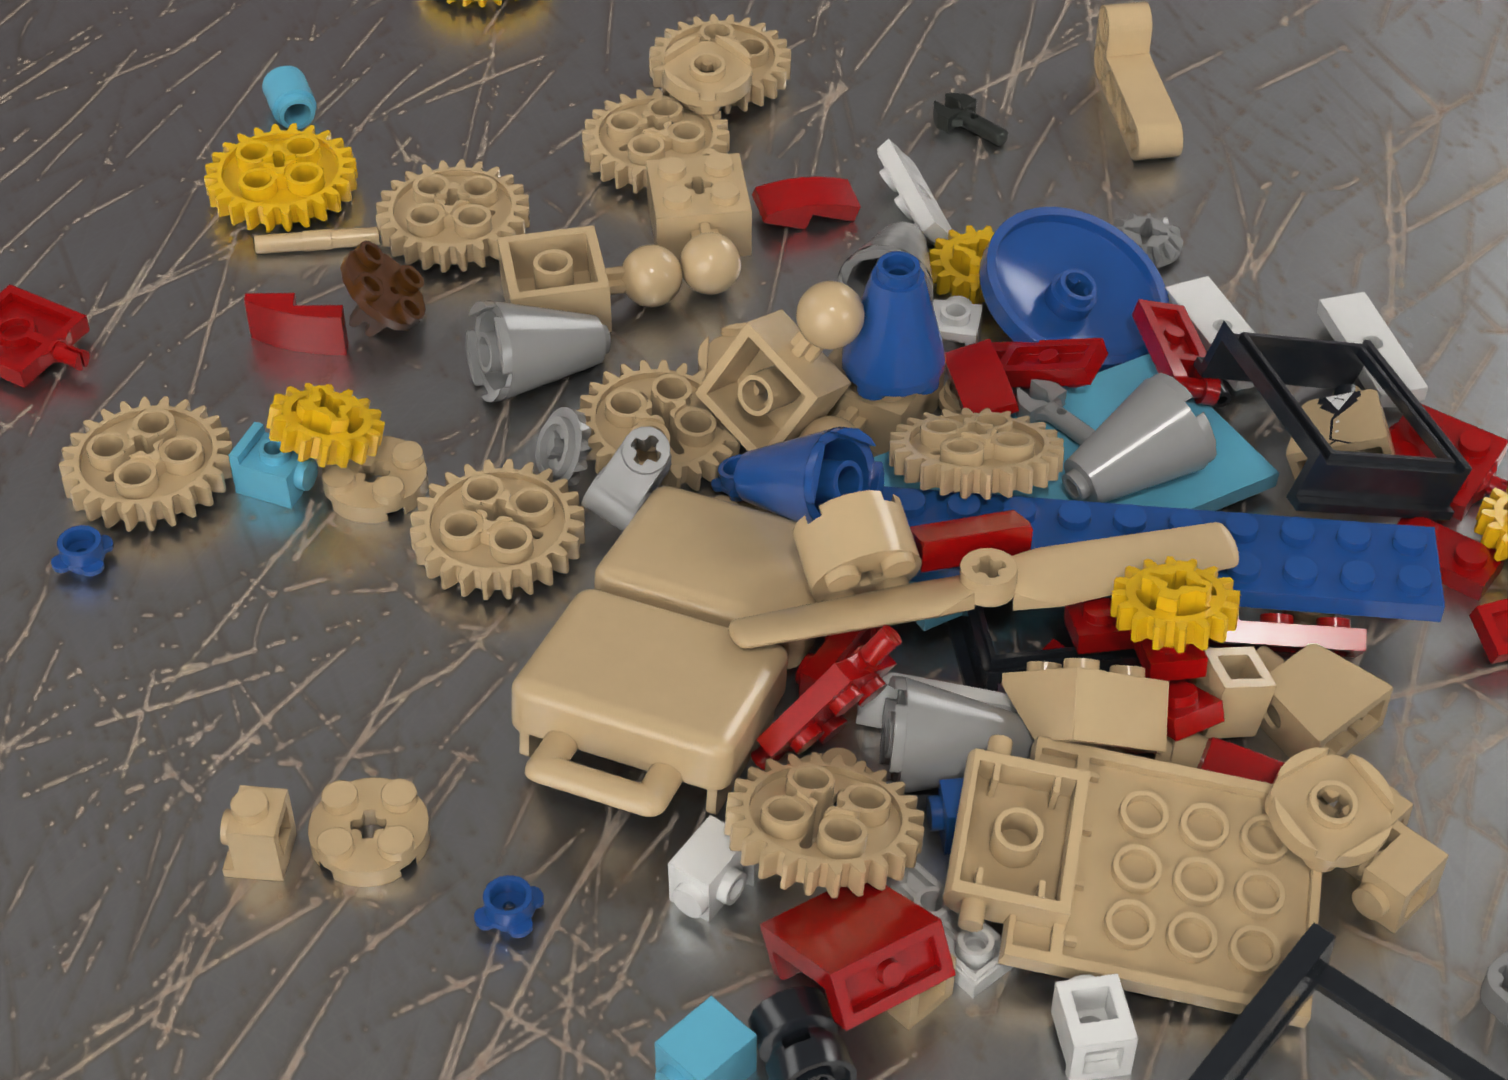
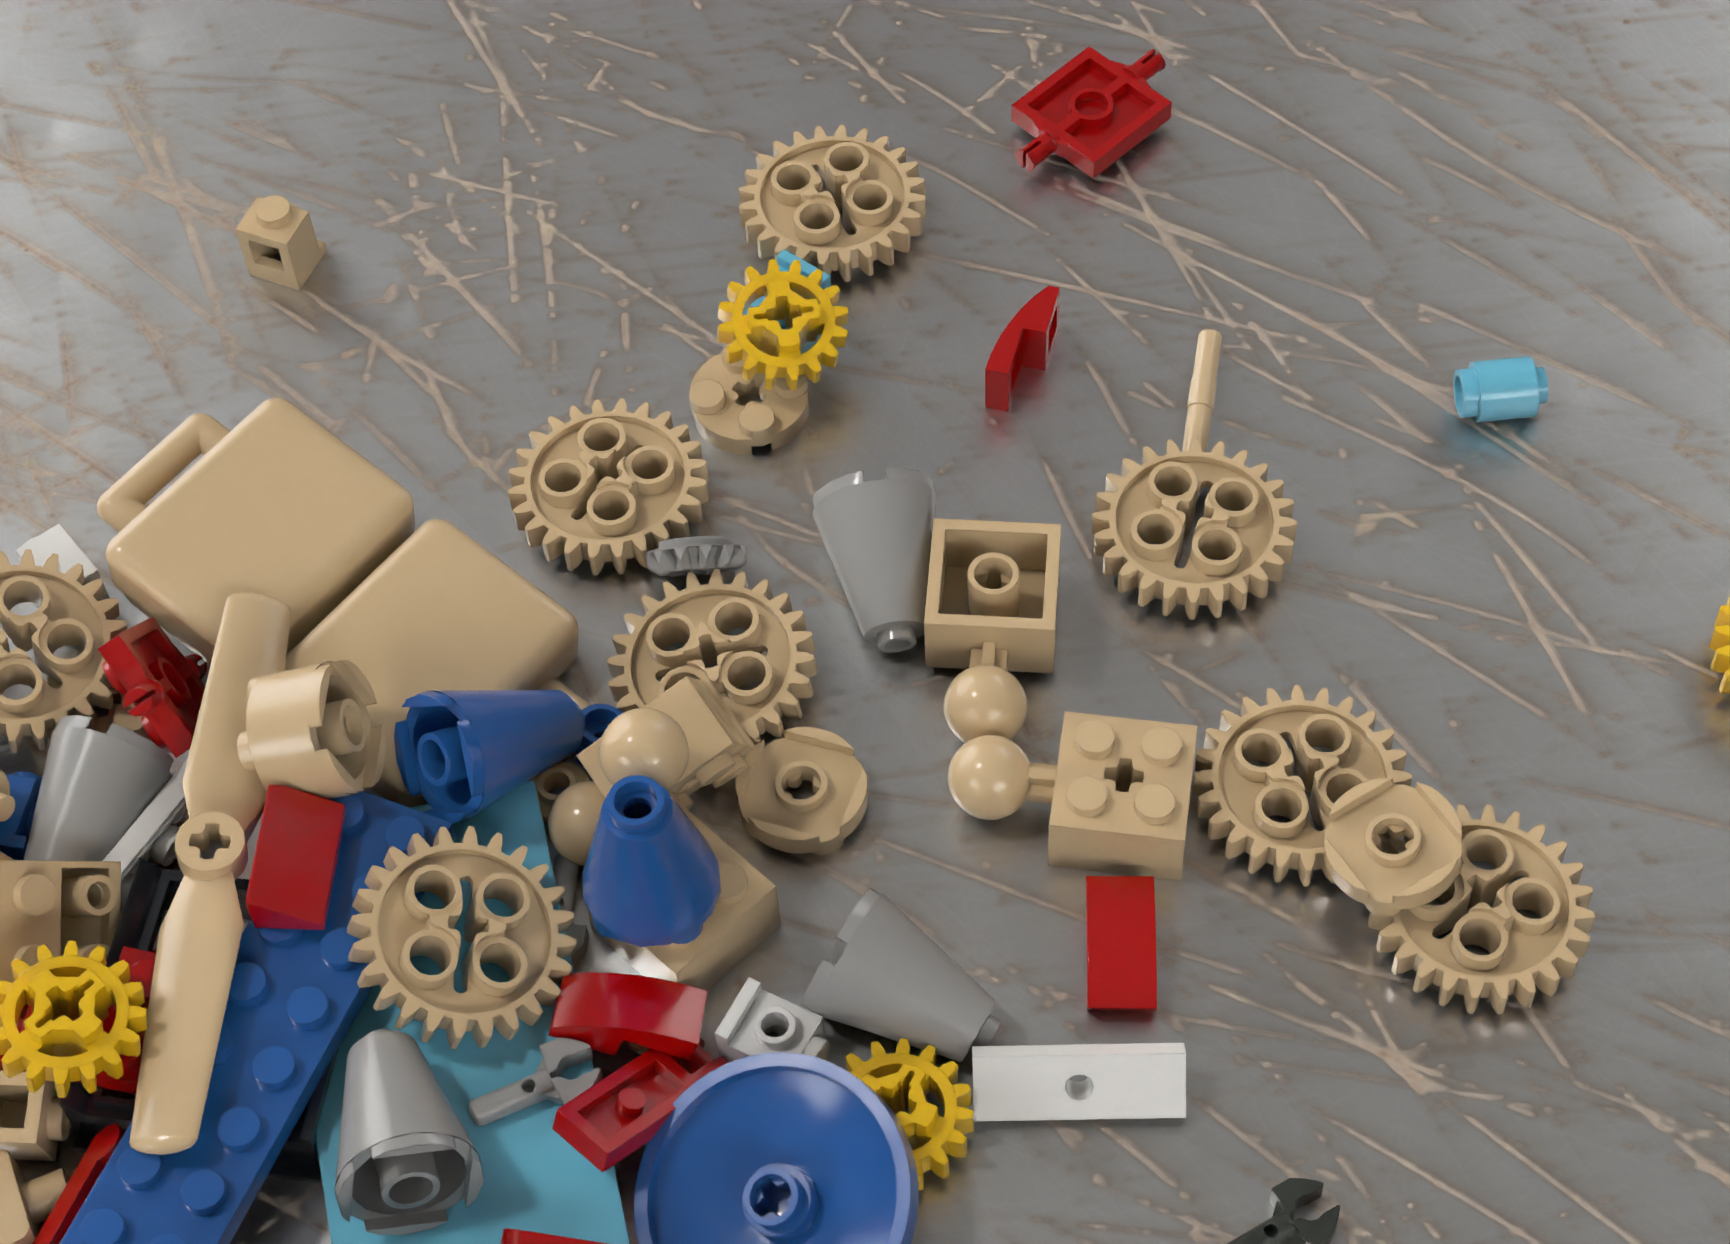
camera: 110 degrees right, 10 degrees up
(81, 551) = (728, 149): blue plate -> none
(281, 177) = (1370, 365): yellow gear -> none
(364, 802) = (259, 308): tan plate -> none
(382, 289) = (1073, 431): reddish brown plate -> none
(505, 893) = (117, 422): blue plate -> none
(626, 484) = (601, 599): light grey piece -> none

